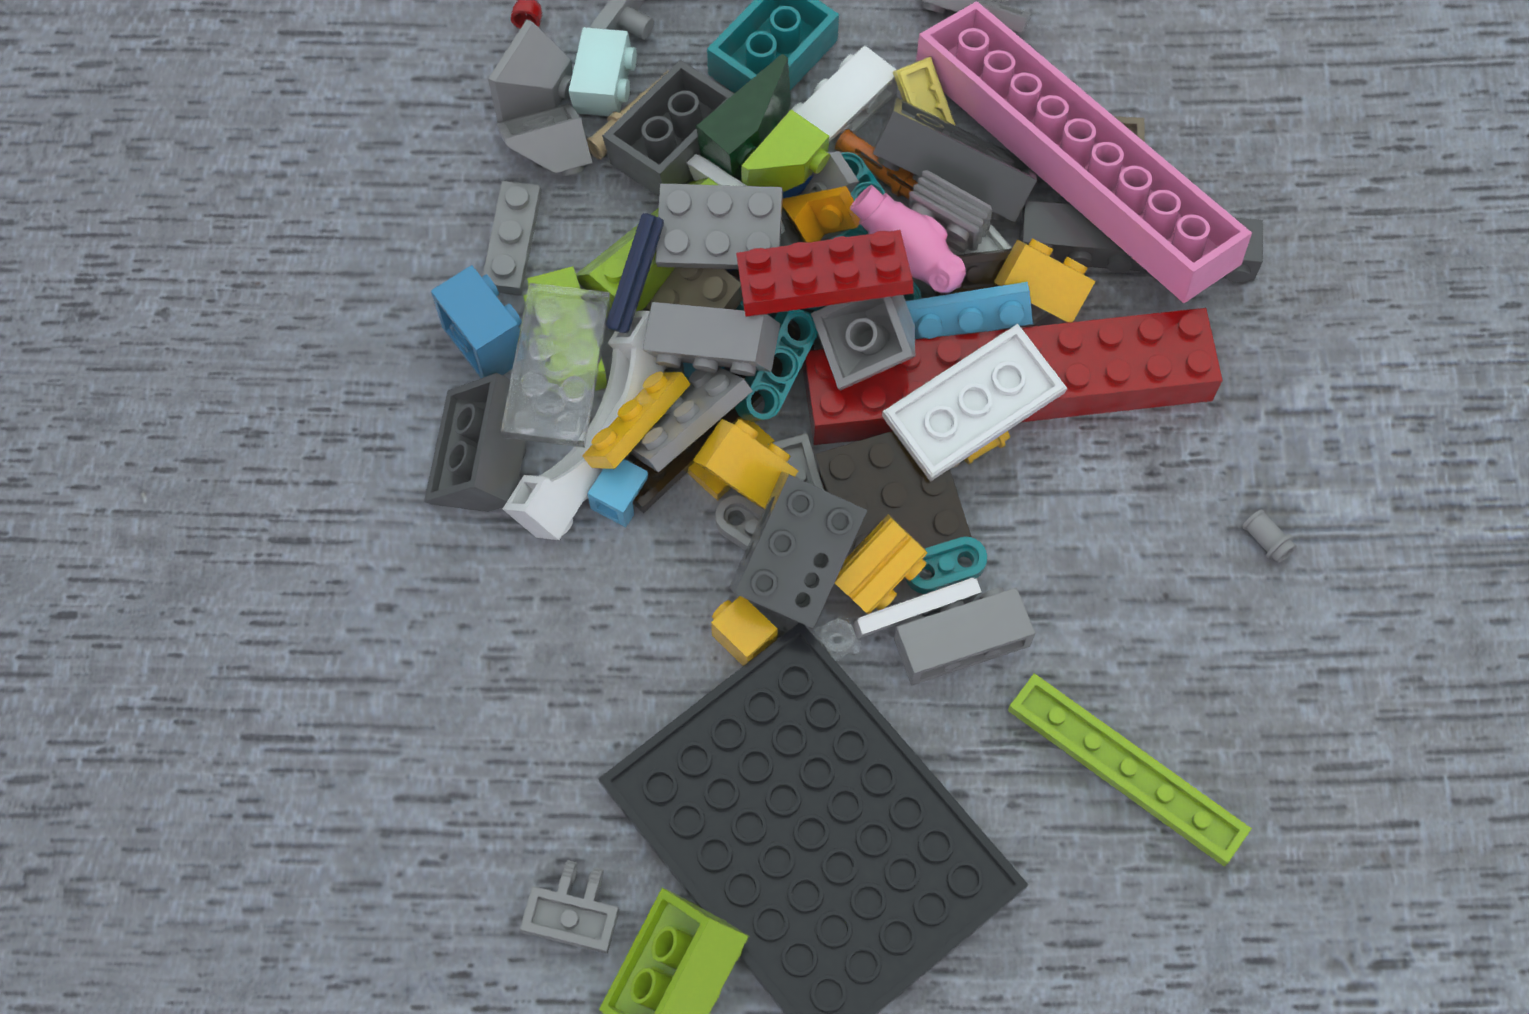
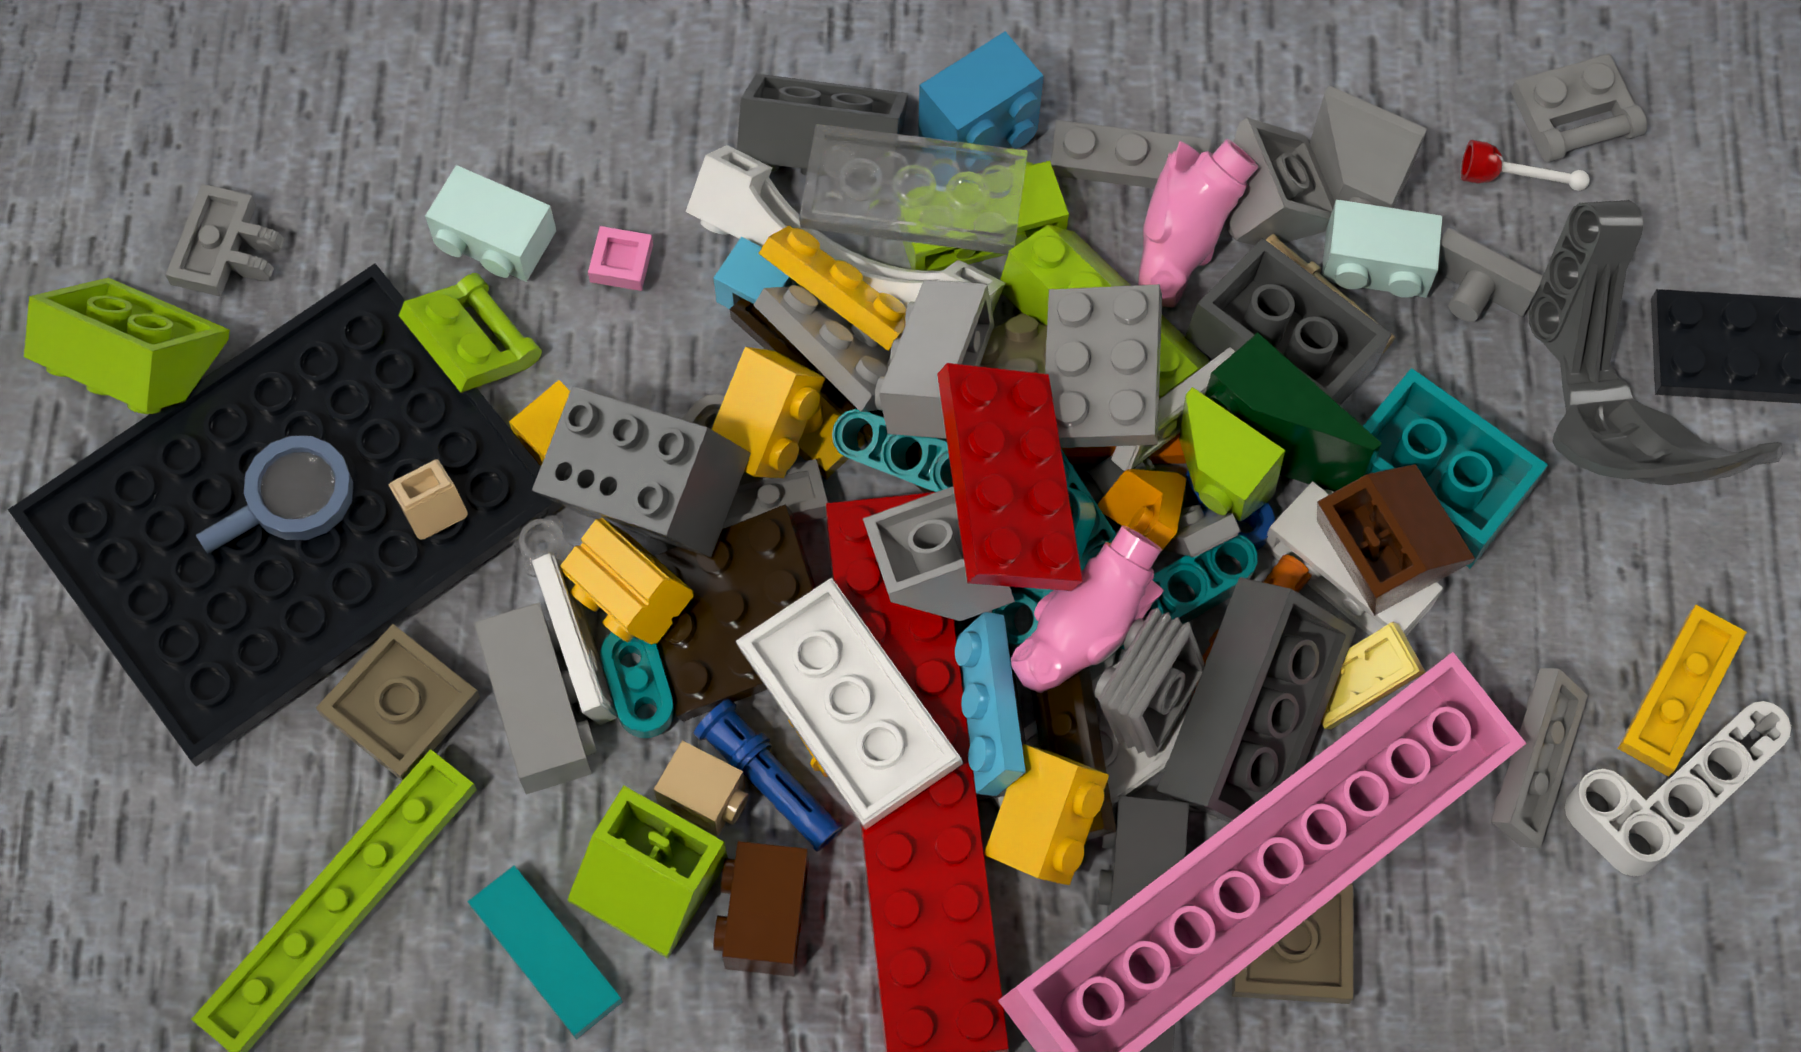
camera: 90 degrees right, 0 degrees up
(567, 687) = (490, 224): none -> light aqua brick
(575, 190) = (1189, 214): none -> bright pink animal
(593, 592) = (620, 258): none -> bright pink plate
(635, 273) = (1035, 267): dark blue axle -> none
(668, 708) = (459, 342): none -> lime plate
(804, 823) = (291, 490): none -> sand blue piece
(808, 718) = (428, 499): none -> tan slope
(842, 62) = (1392, 535): none -> reddish brown slope
(970, 736) = (398, 702): none -> dark tan plate
(1000, 485) = (752, 755): none -> blue pin
(1026, 516) = (702, 789): none -> tan brick
(1093, 547) = (647, 871): none -> lime slope
(1111, 472) = (764, 908): none -> reddish brown brick
(1149, 623) = (545, 952): none -> teal tile

